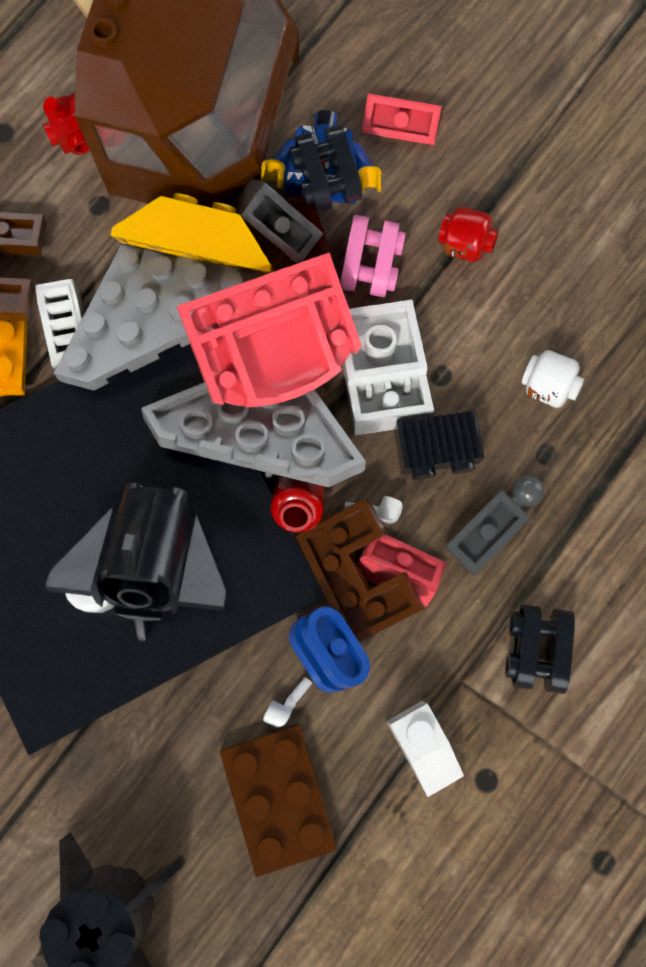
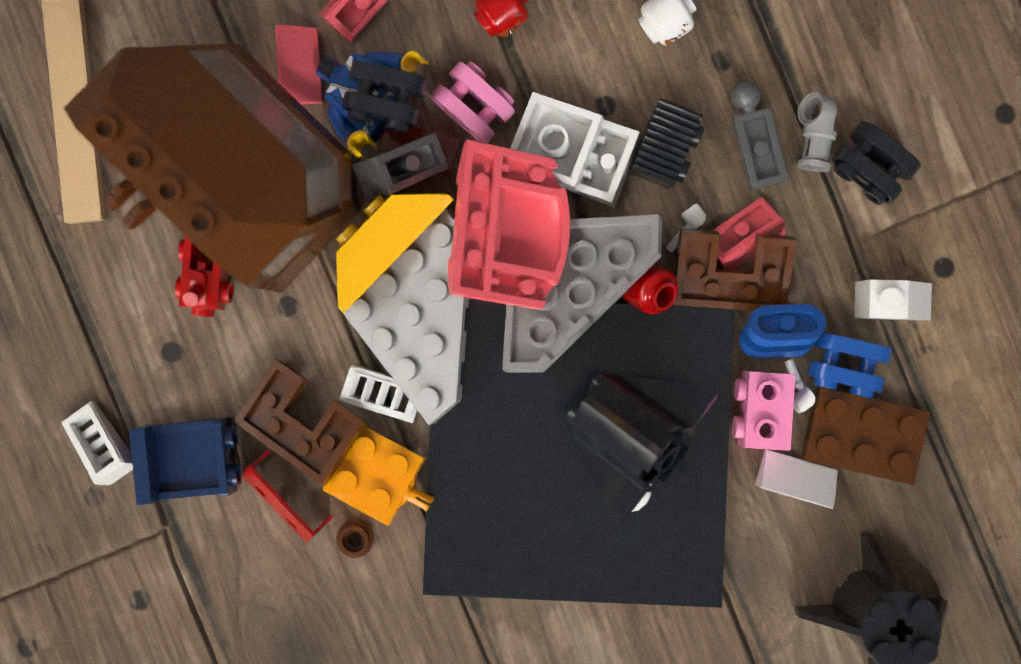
camera: 55 degrees left, 10 degrees up
(197, 757) = (797, 478): none -> white slope
(244, 682) = (764, 410): none -> bright pink brick
(315, 725) = (863, 382): none -> blue brick
(319, 90) = (298, 62): none -> coral slope
(550, 566) = (817, 132): none -> light grey connector

